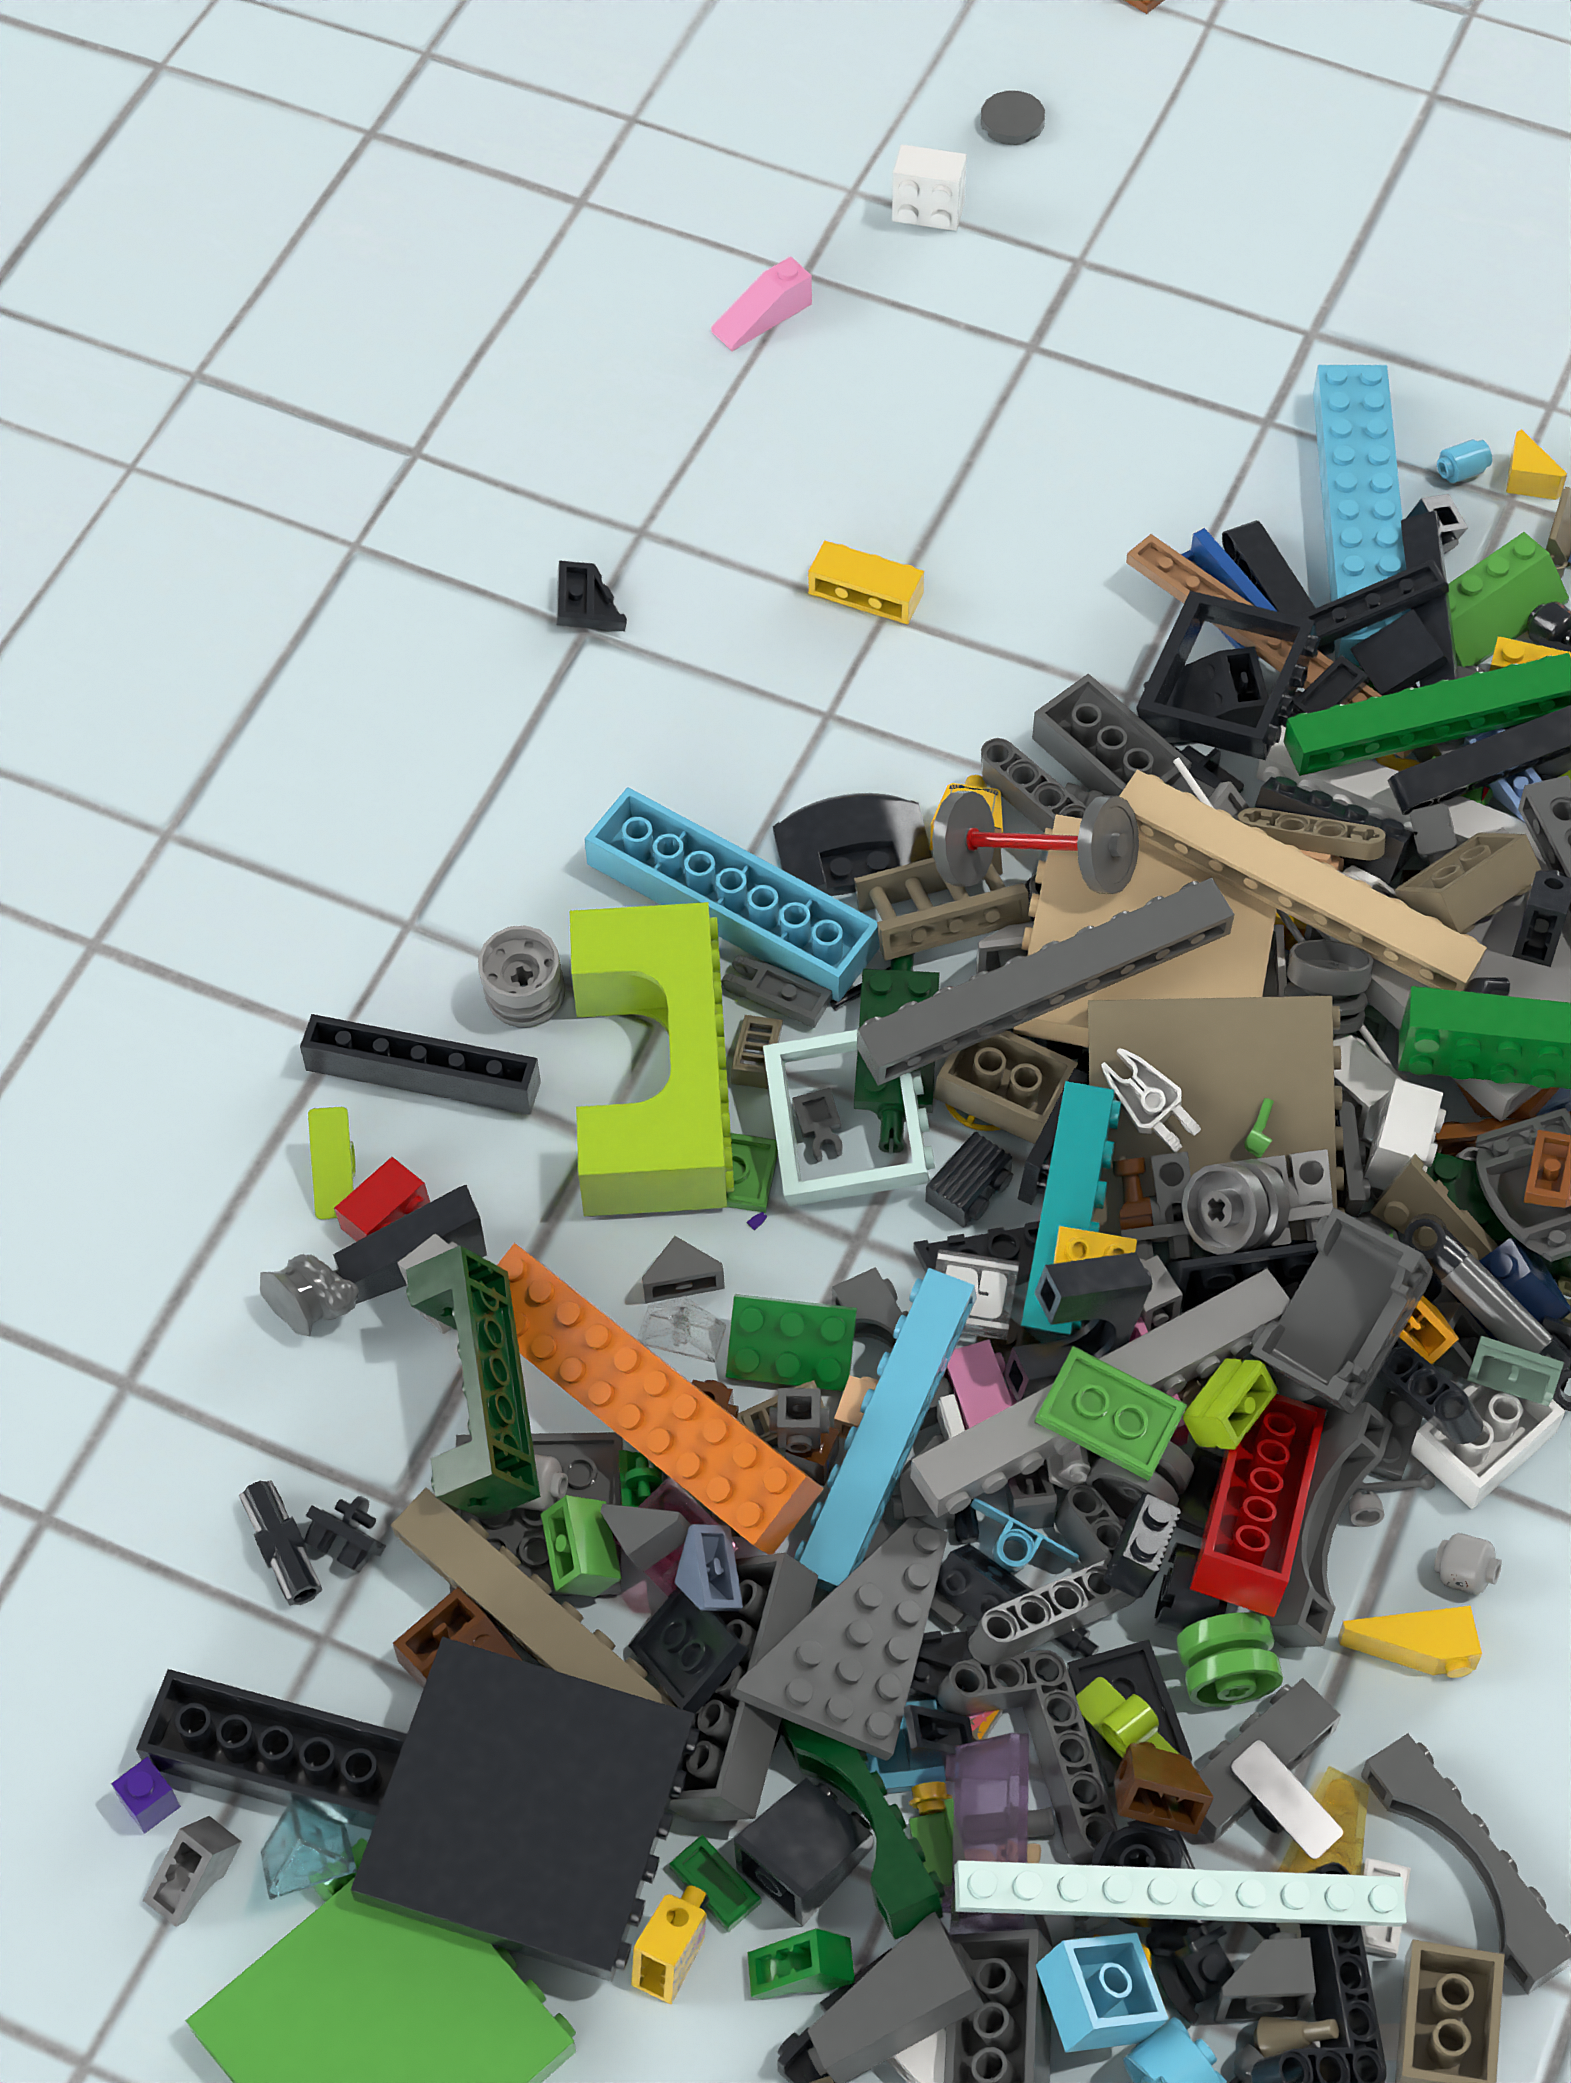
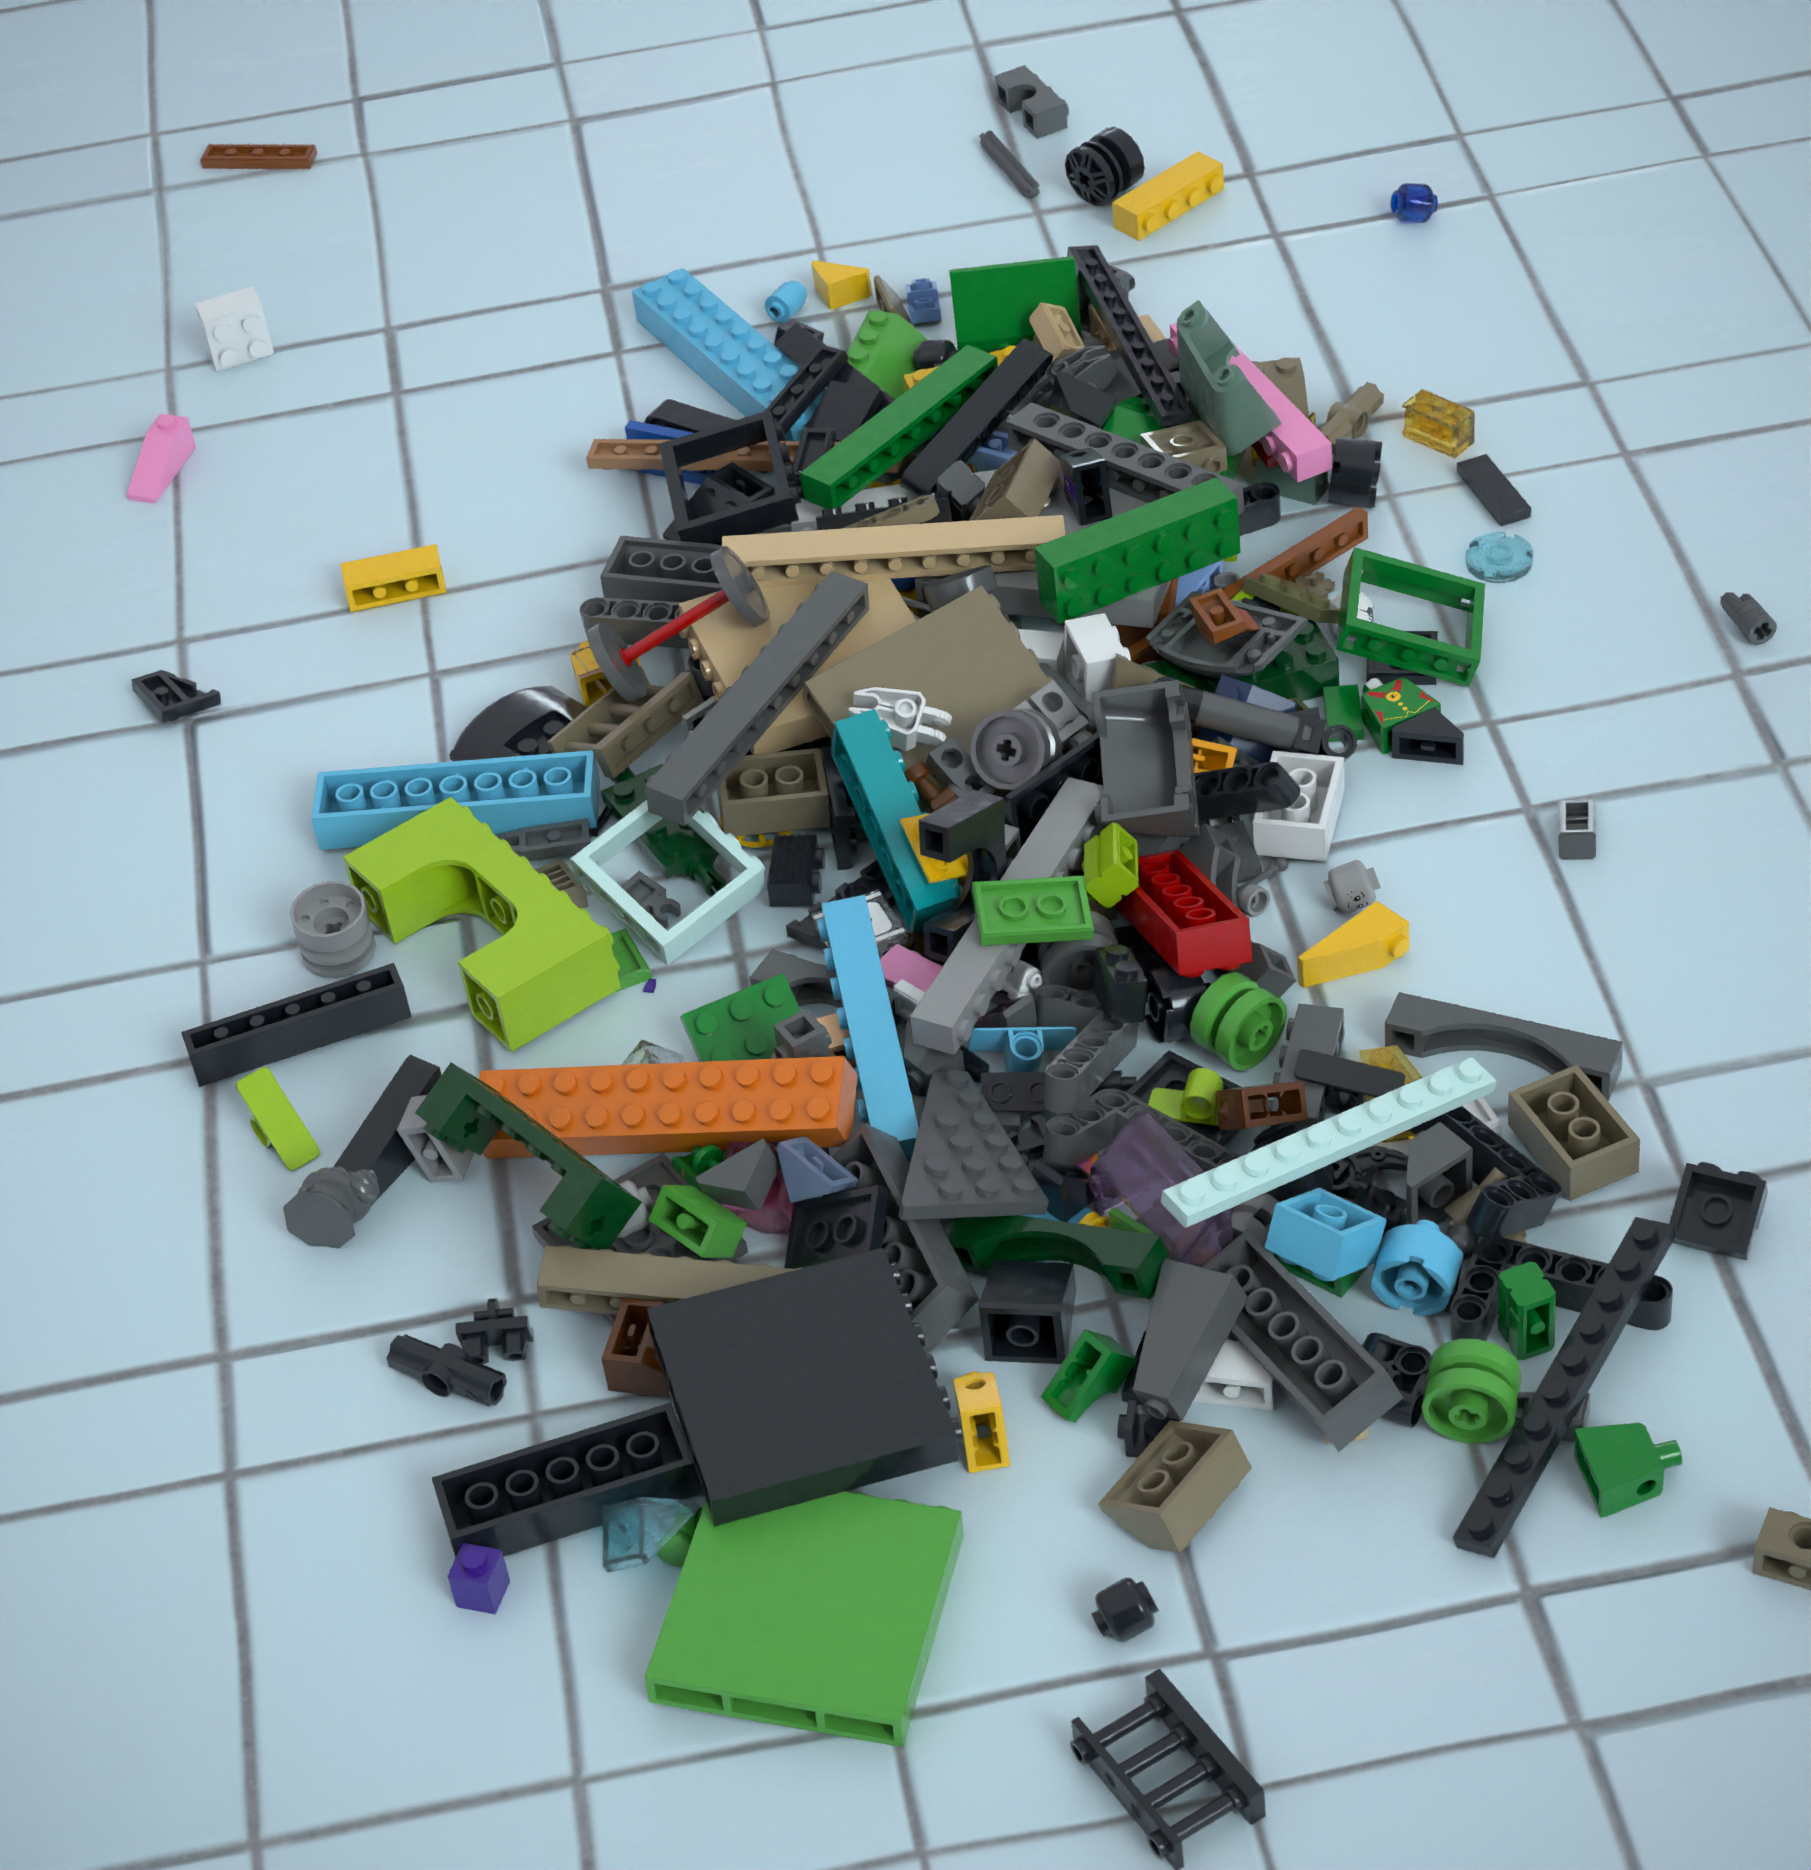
camera: 30 degrees left, 15 degrees down
(191, 1866) = (558, 1601): flat silver arch -> none
(381, 1200) = (337, 1121): red brick -> none
(681, 1272) = (622, 1031): dark grey slope -> none
(708, 1870) = (957, 1364): green tile -> none
(1012, 117) = (259, 268): dark grey tile -> none
(1257, 1142) = (992, 705): bright green hand -> none
(1515, 1371) = (1293, 742): sand green hinge -> none

